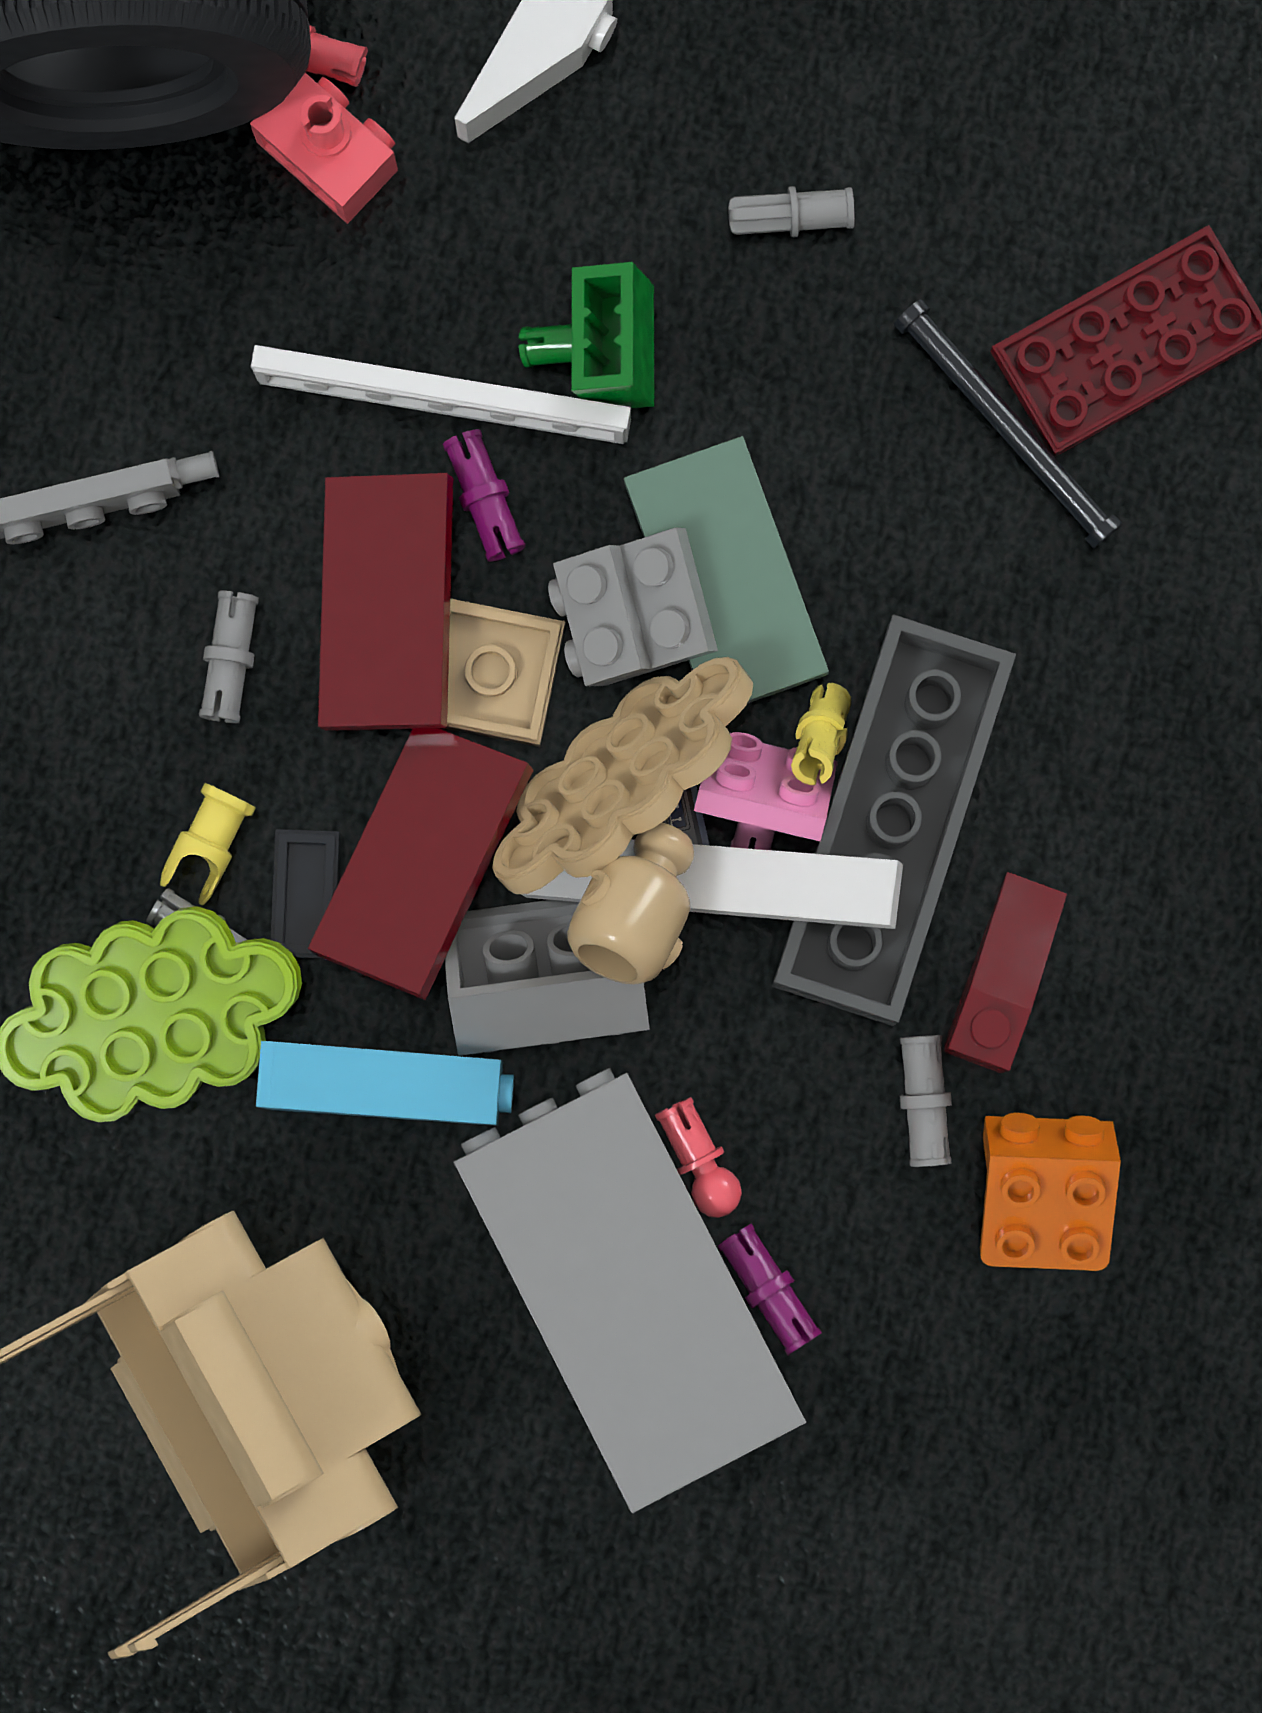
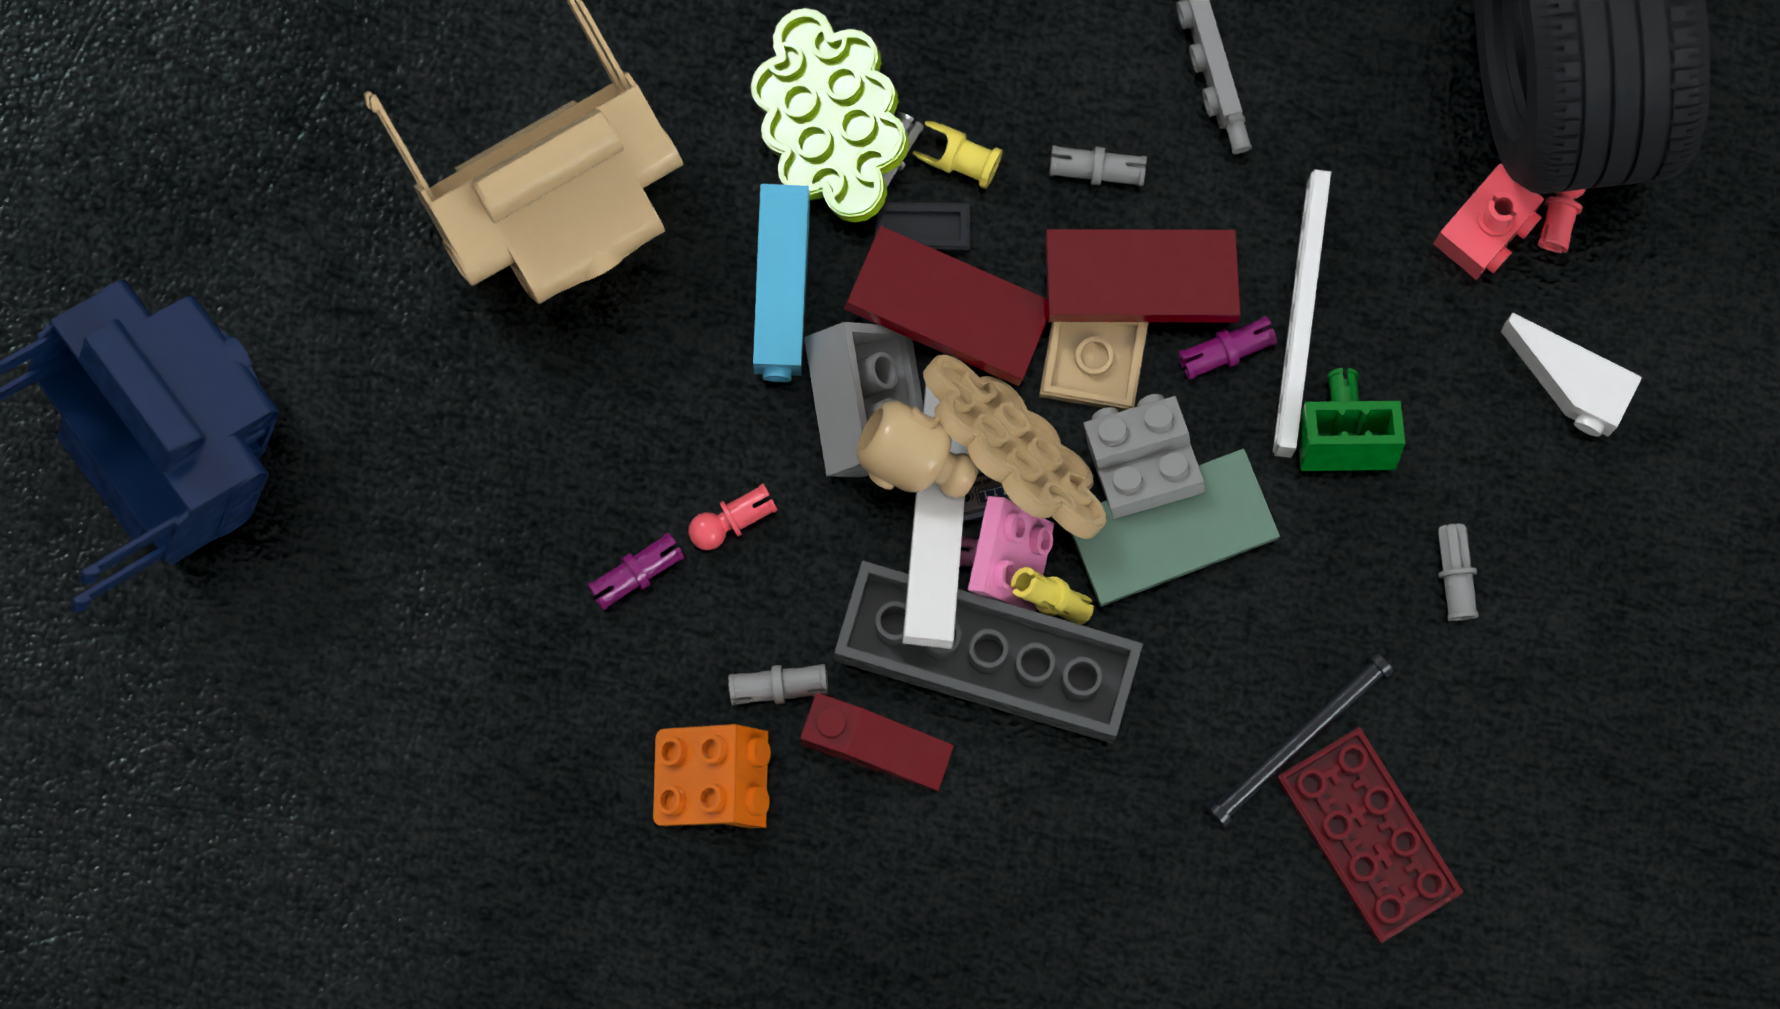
camera: 85 degrees right, 5 degrees down
(628, 1289) = (635, 466): light grey brick -> none

